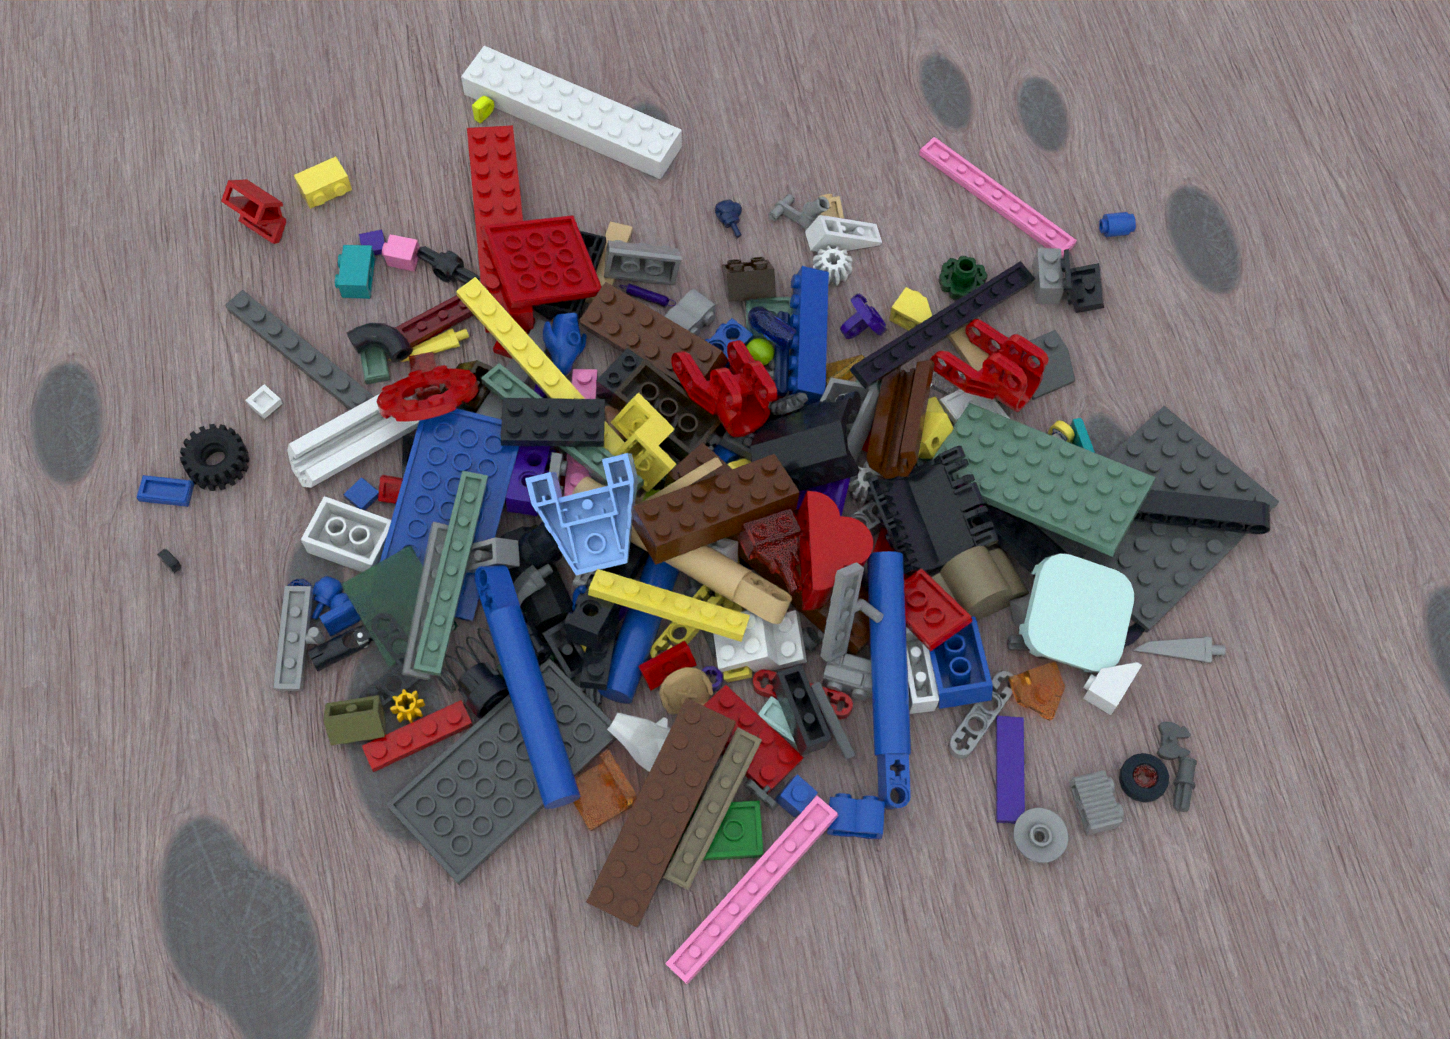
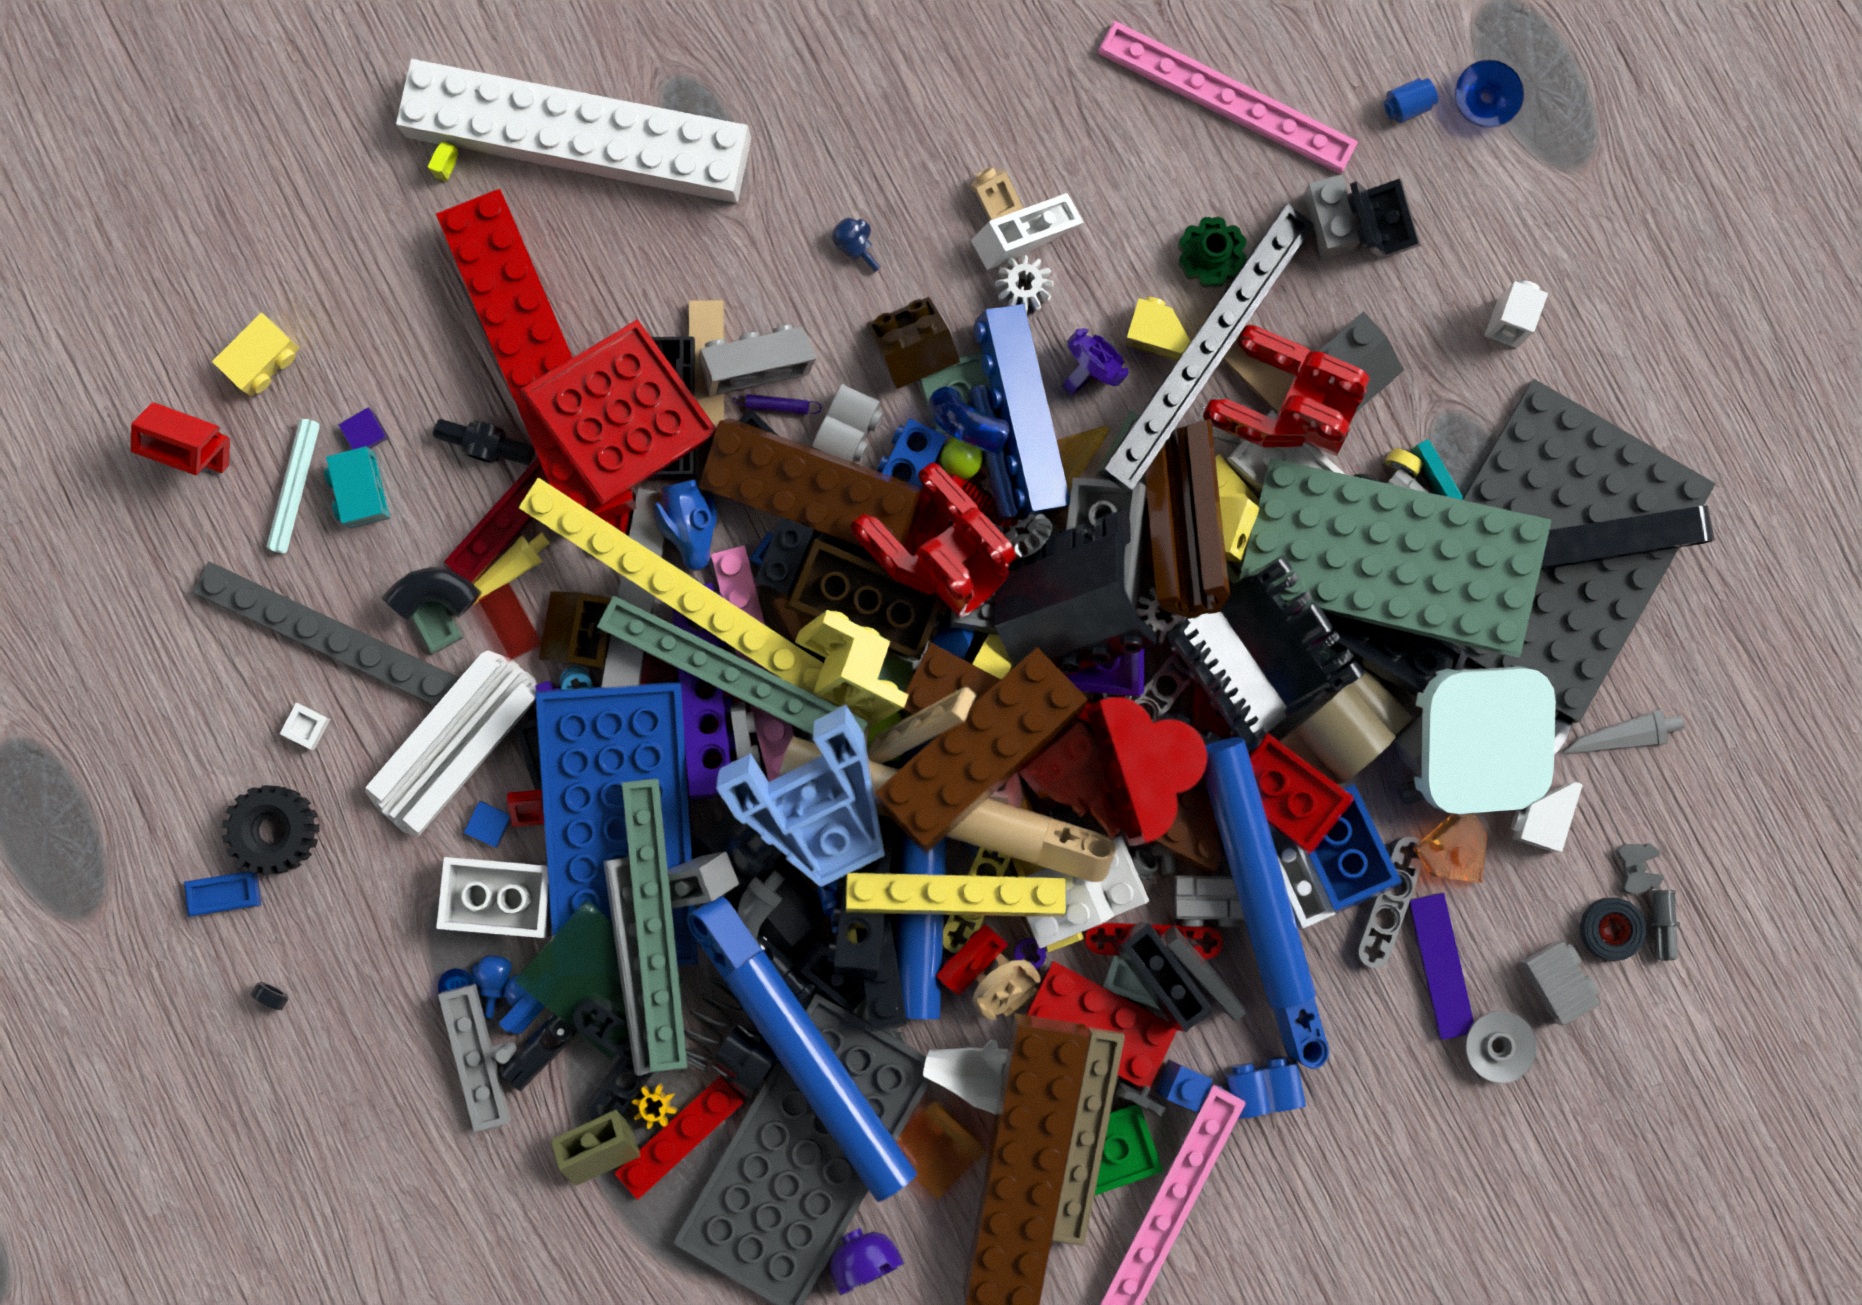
camera: 10 degrees left, 20 degrees up
(315, 262) = (293, 486): none -> light aqua axle
(401, 252) = (409, 439): bright pink brick -> none
(460, 384) = (554, 706): red plate -> none
(521, 855) = (863, 1260): none -> dark purple cylinder
(553, 422) = (719, 671): black plate -> none
(808, 215) = (969, 216): light grey pin -> none
(842, 610) = (1188, 832): light grey plate -> none
(1159, 358) = (1516, 313): none -> white brick
(1173, 226) = (1496, 80): none -> clear blue dish

